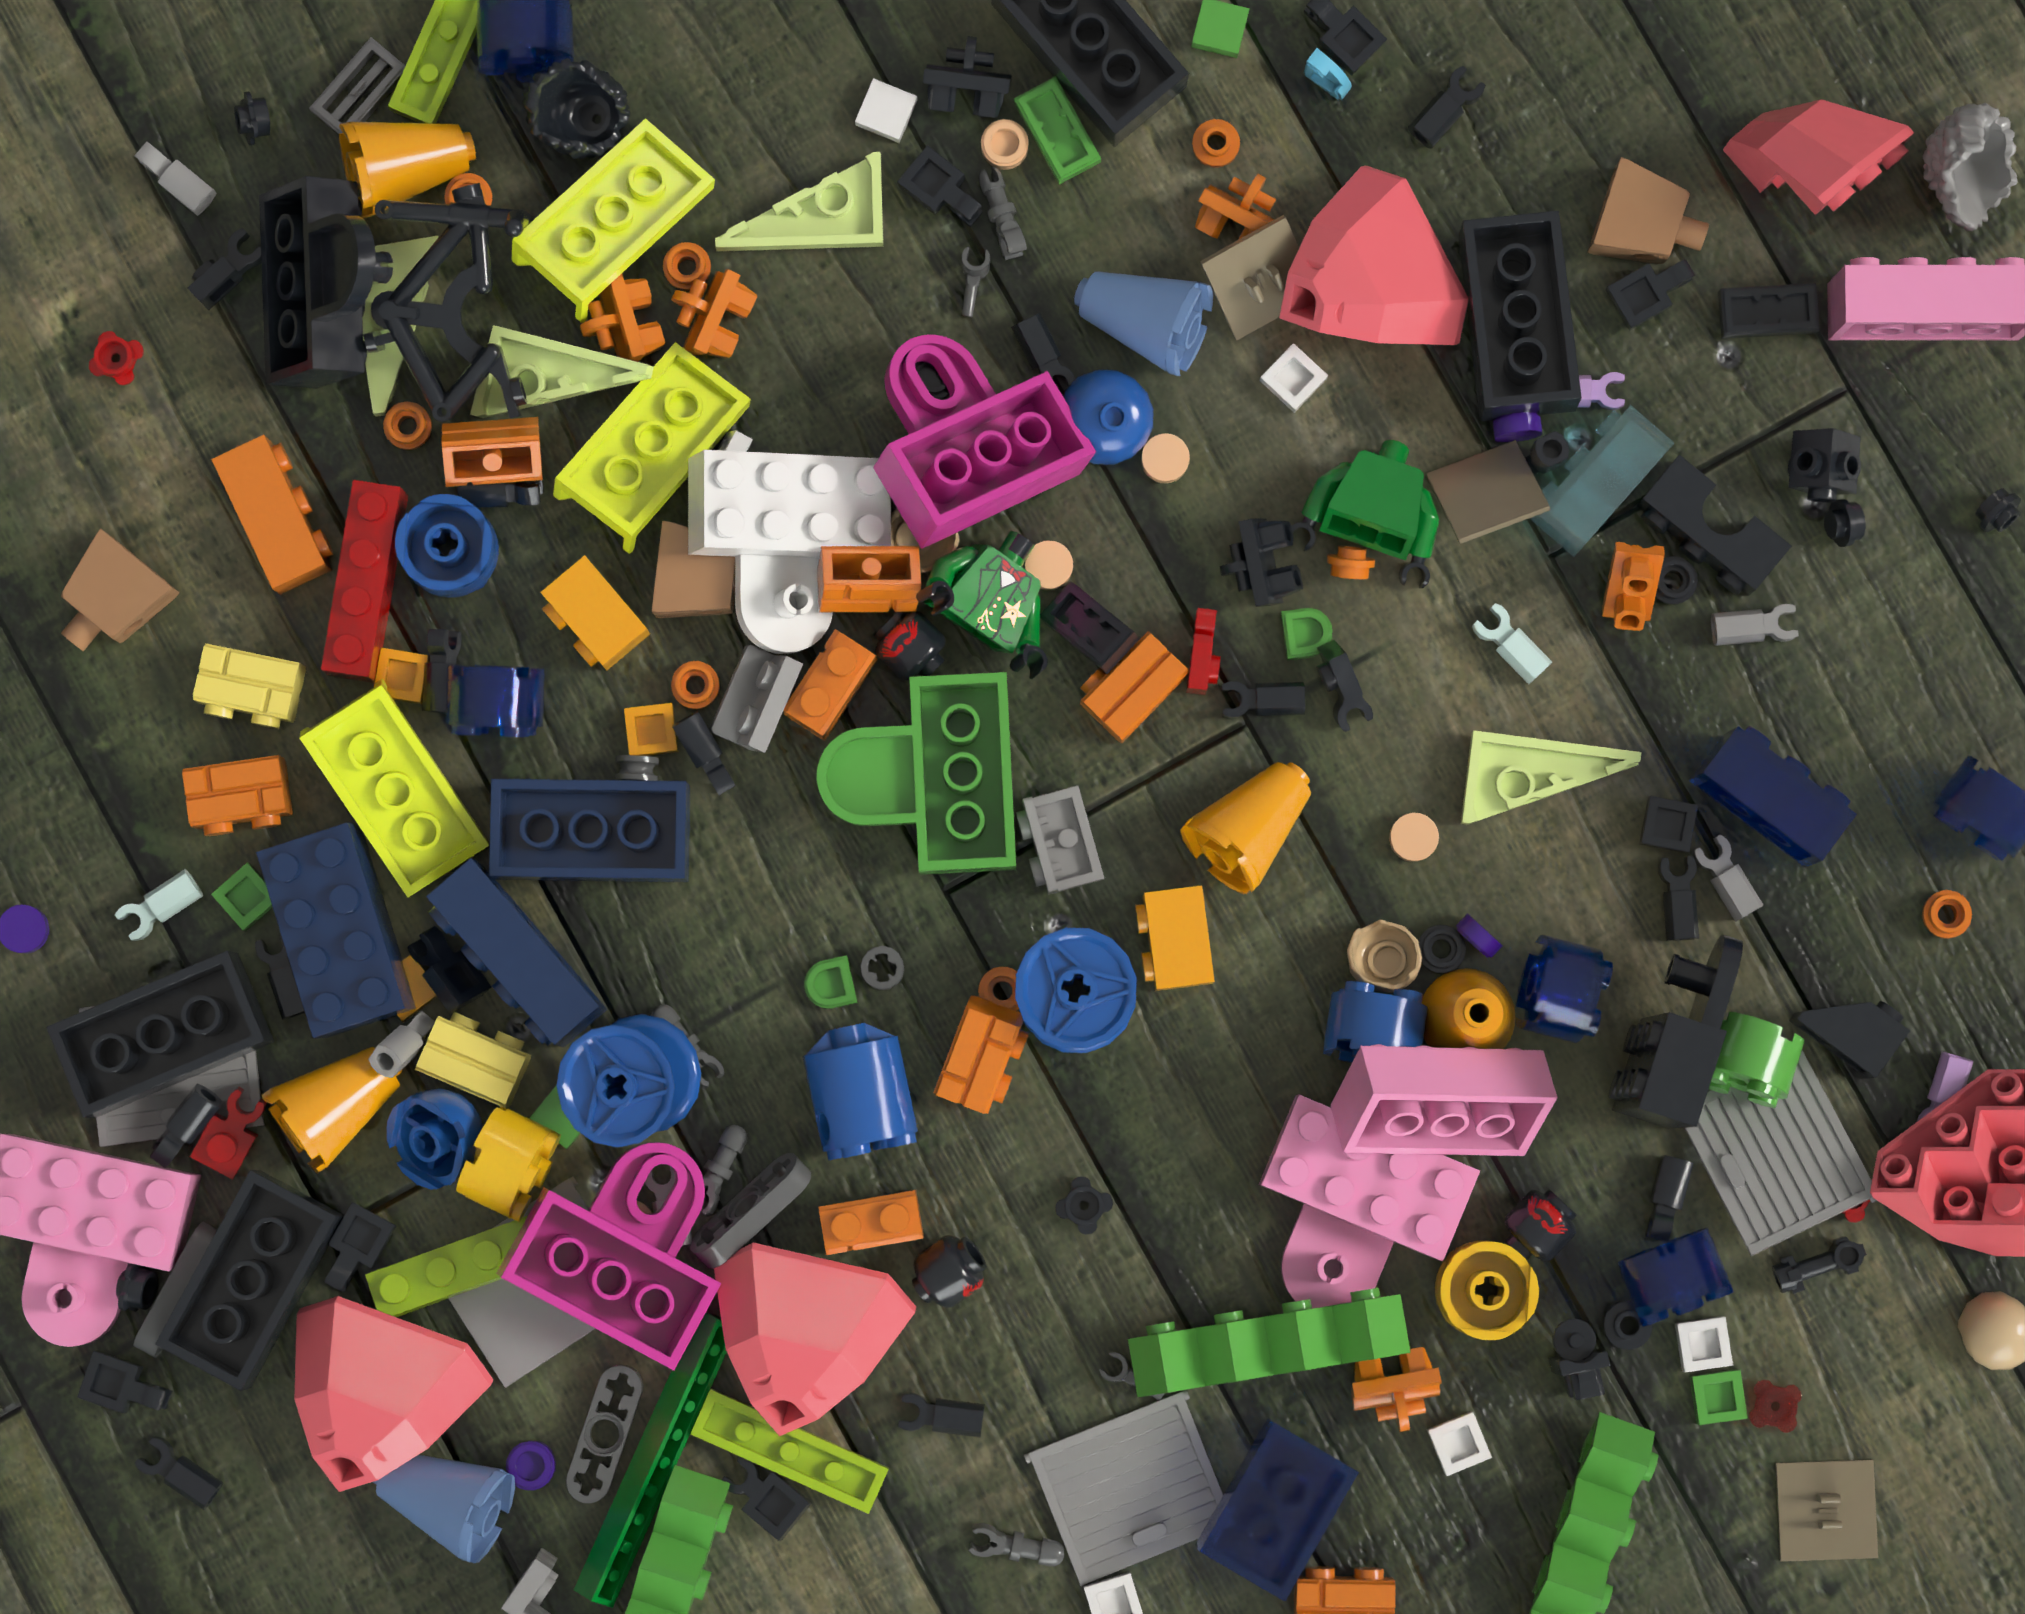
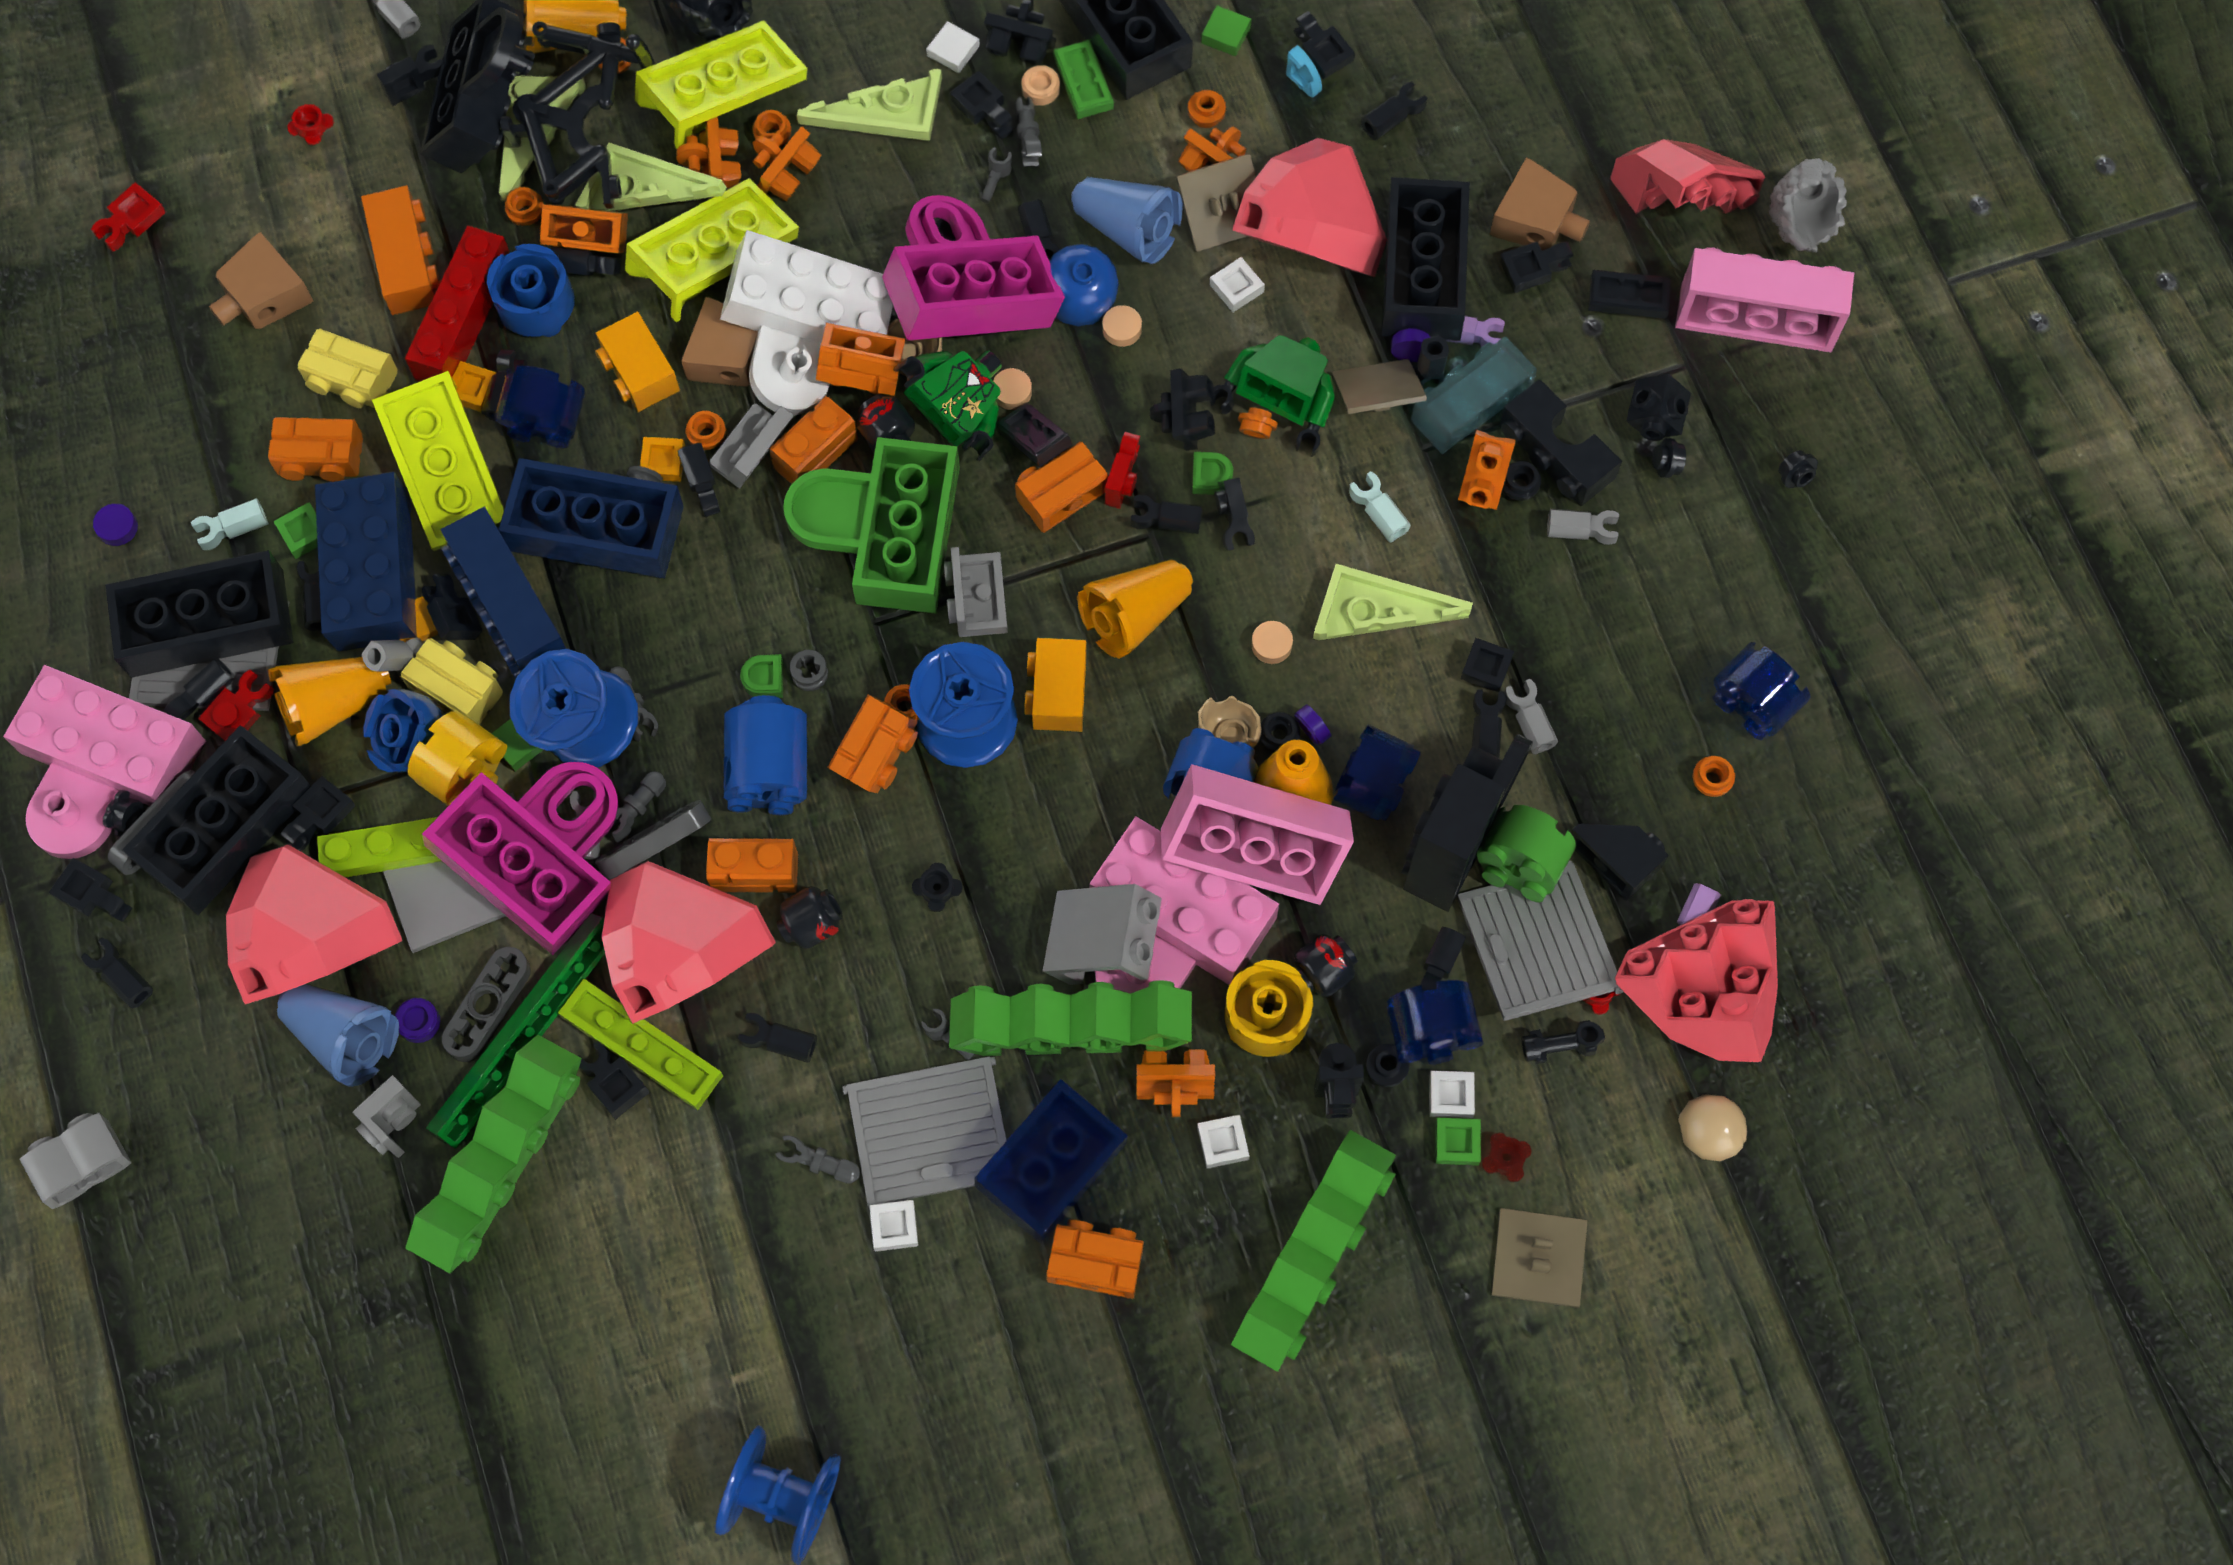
camera: 10 degrees right, 15 degrees down
(1287, 1242) = (1102, 932): none -> light grey panel
(1774, 795) = (1577, 648): clear blue brick -> none

